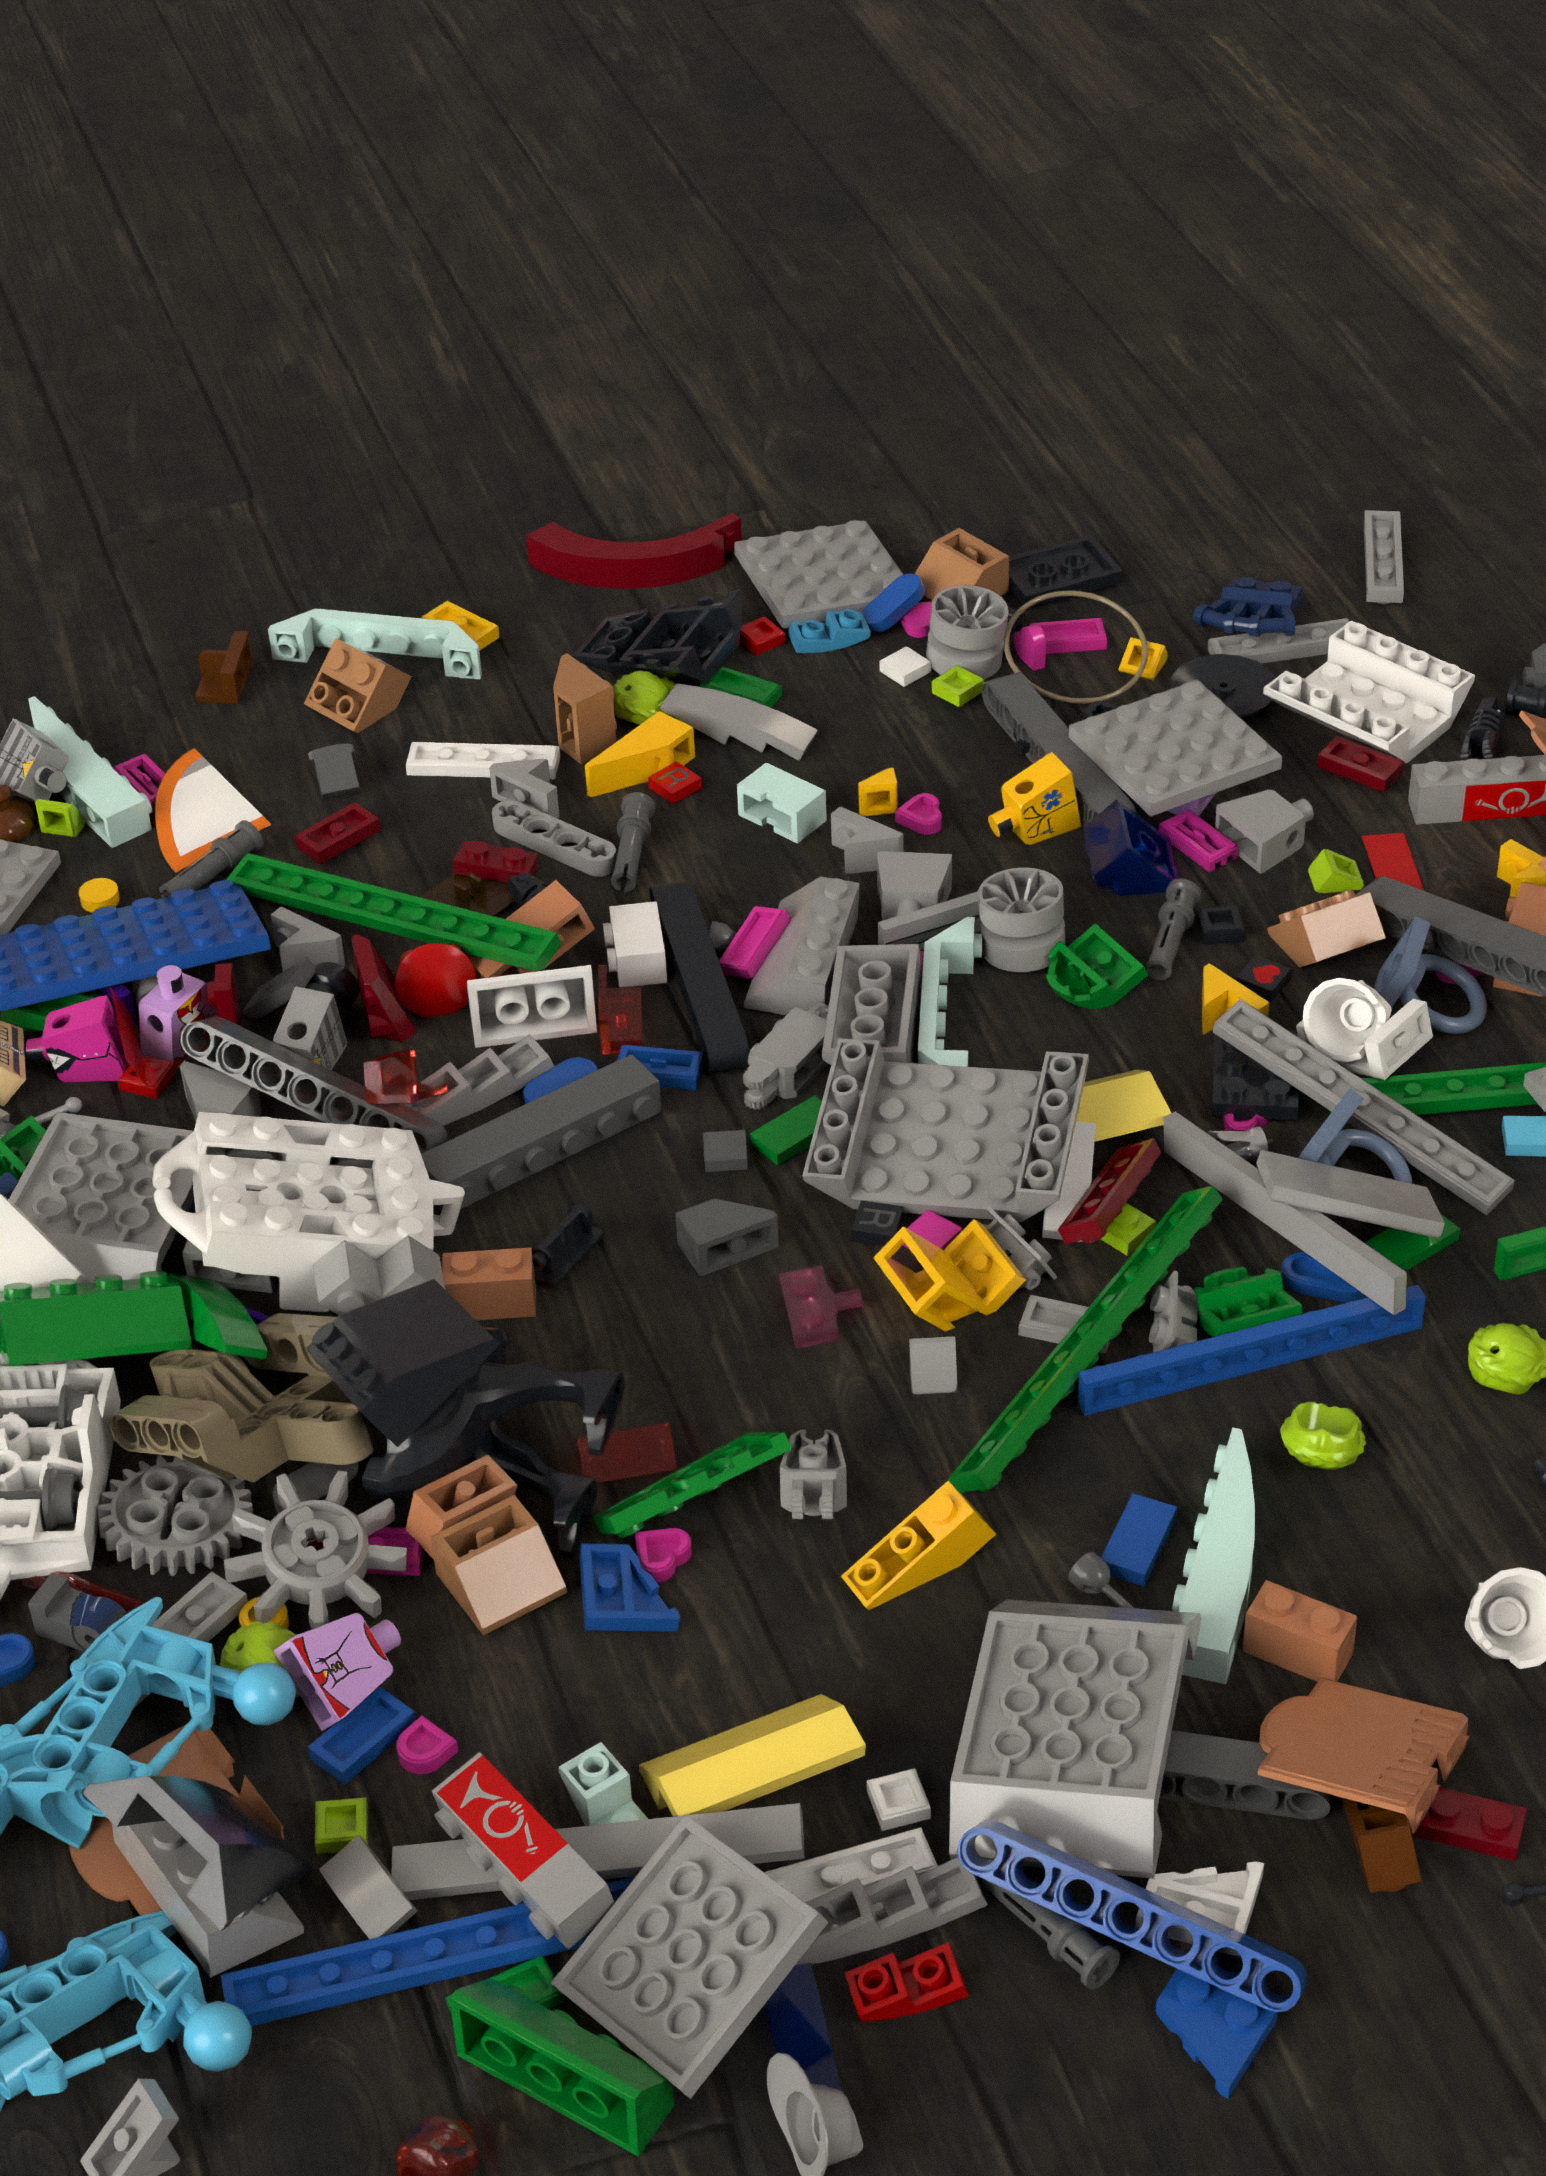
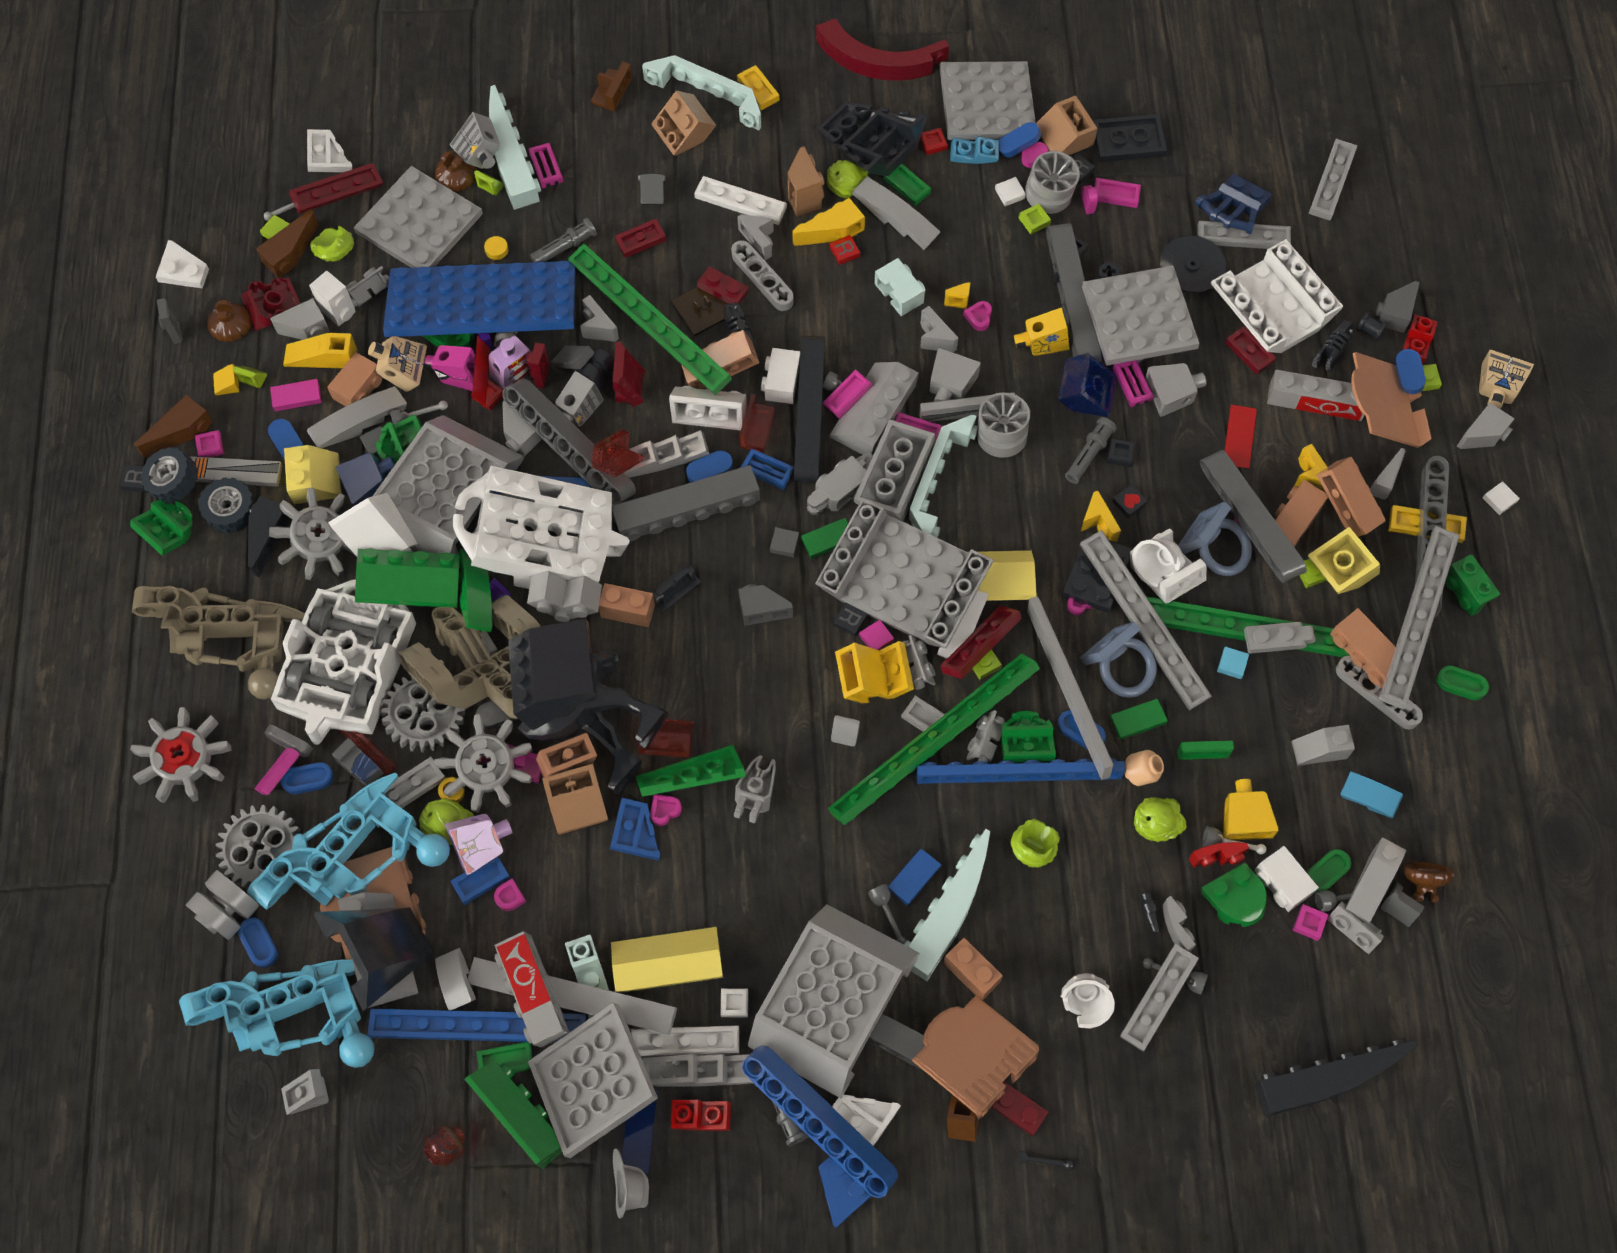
camera: 15 degrees right, 25 degrees up
(196, 809) = (568, 197): white sticker -> none
(339, 1823) = (455, 932): lime tile -> none
(434, 979) = (659, 374): red dish -> none
(633, 831) = (808, 284): dark grey pin -> none
(814, 1306) = (796, 667): clear pink plate -> none
(919, 1549) = (796, 851): yellow slope -> none
(1087, 595) = (1114, 251): dark tan piece -> none
(1093, 970) = (1033, 469): green slope -> none
(1133, 655) = (1154, 225): yellow slope -> none
(1247, 1142) = (1074, 624): flat silver piece -> none
(1328, 928) = (1178, 478): slope -> none
(1334, 873) = (1202, 431): lime slope -> none
(1349, 1194) = (1109, 690): light grey tile -> none
(1453, 1291) = (1143, 767): none -> light nougat head

